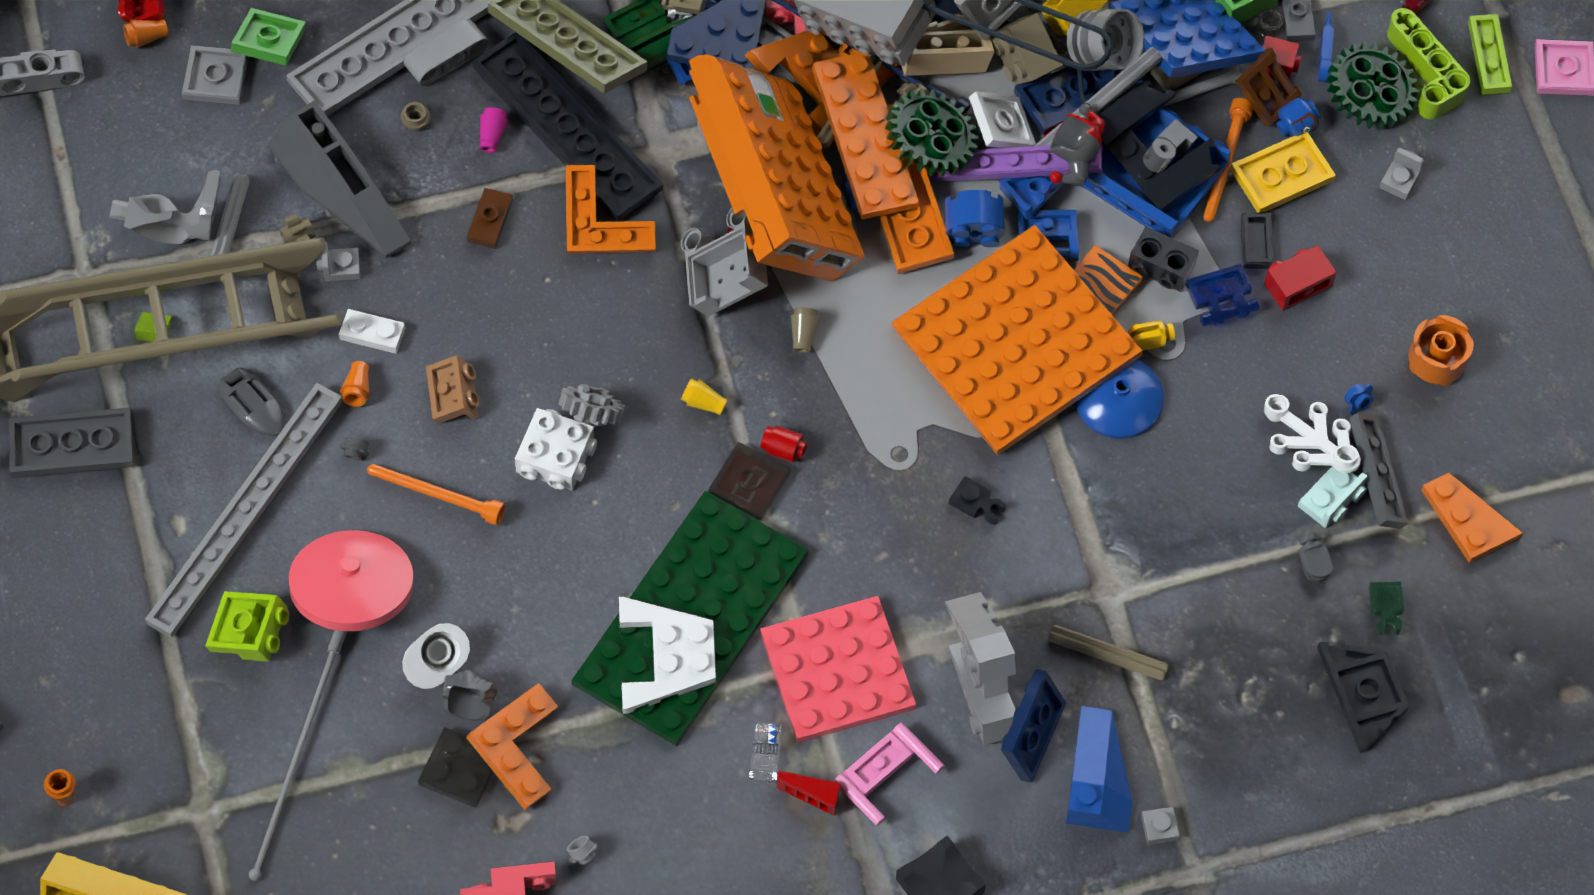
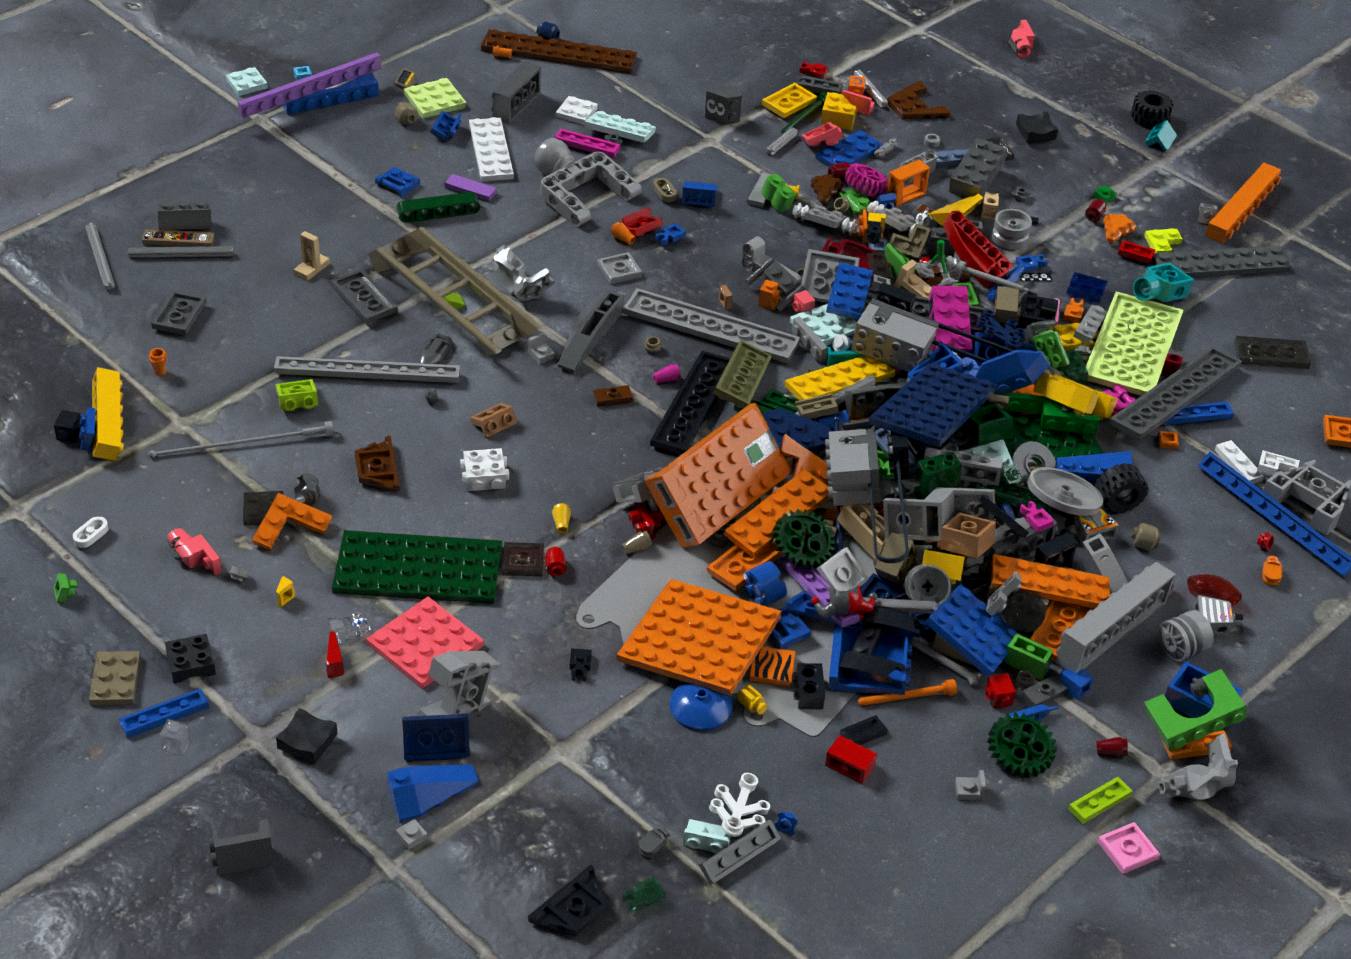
camera: 60 degrees right, 20 degrees down
(231, 214) = (542, 302): light grey axle -> none
(268, 36) = (654, 273): bright green plate -> none
(296, 229) = (548, 325): dark tan gear -> none
(351, 580) = (347, 419): coral dish -> none
(356, 385) = (468, 382): orange cone -> none
(372, 331) = (509, 378): white plate -> none
(435, 655) = (321, 464): white piece -> none
(446, 52) = (700, 339): light grey beam -> none
(462, 581) = (377, 465): none -> reddish brown wing
(491, 511) = (429, 461): orange piece -> none
(591, 405) = (519, 469): light grey gear -> none
(594, 237) = (630, 432): orange plate -> none
(653, 804) = (285, 591): none -> yellow slope
(681, 652) = (385, 564): white wing -> none
(774, 297) = (646, 520): none -> red hips
(880, 764) = (369, 681): bright pink plate -> none
(1108, 652) = (517, 763): dark tan axle -> none
(1172, 141) = (882, 647): dark grey leg -> none
(1220, 286) = (810, 720): clear blue plate -> none
(1262, 91) = (965, 689): reddish brown plate -> none
(1282, 172) = (921, 724): yellow plate -> none
(1298, 118) = (965, 716): blue head -> none
(1407, 33) = (1057, 784): lime beam -> none
(1440, 350) = (852, 849): orange brick -> none
(1468, 518) = (741, 919): orange wing -> none

